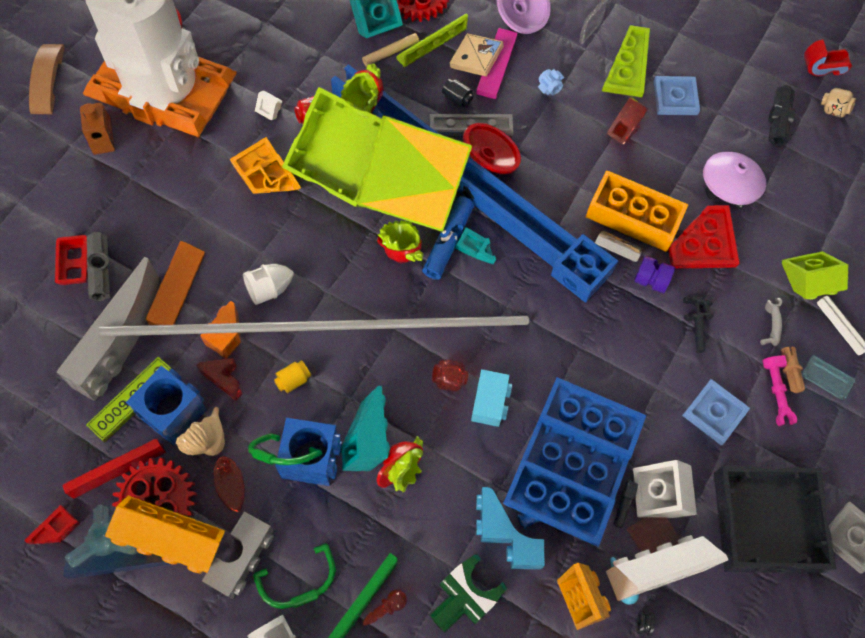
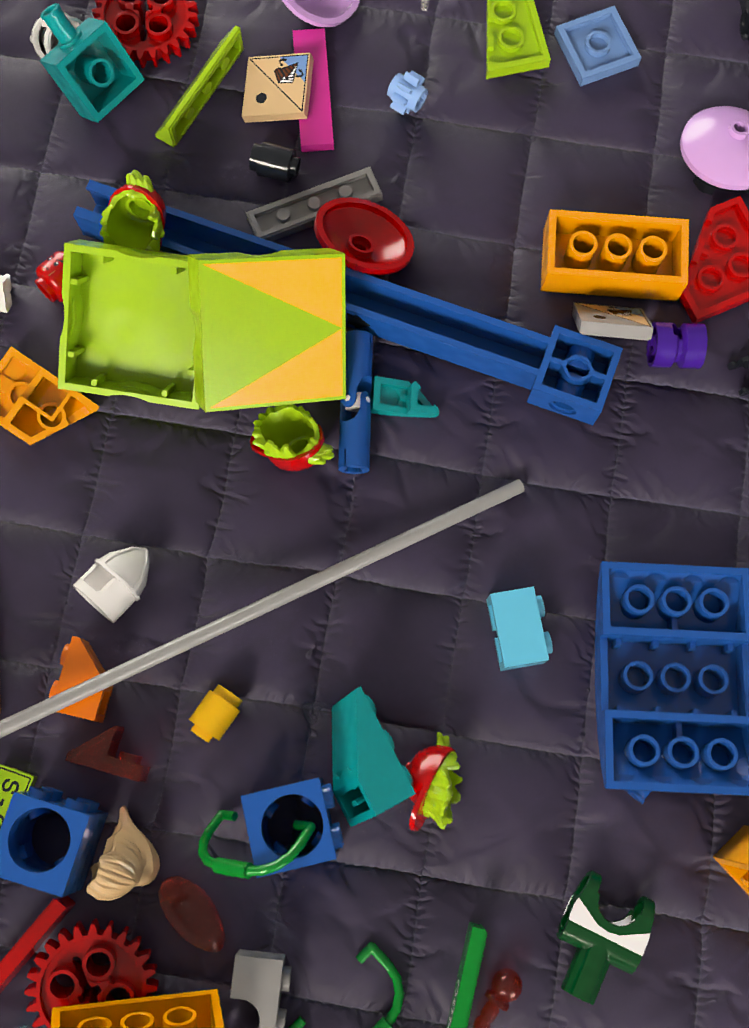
camera: 20 degrees left, 10 degrees up
(390, 49) = (141, 126): tan piece -> none
(449, 375) = (445, 618): clear red head -> none
(497, 528) = (604, 820): dark azure arch -> none
(627, 121) = (545, 114): clear red slope -> none

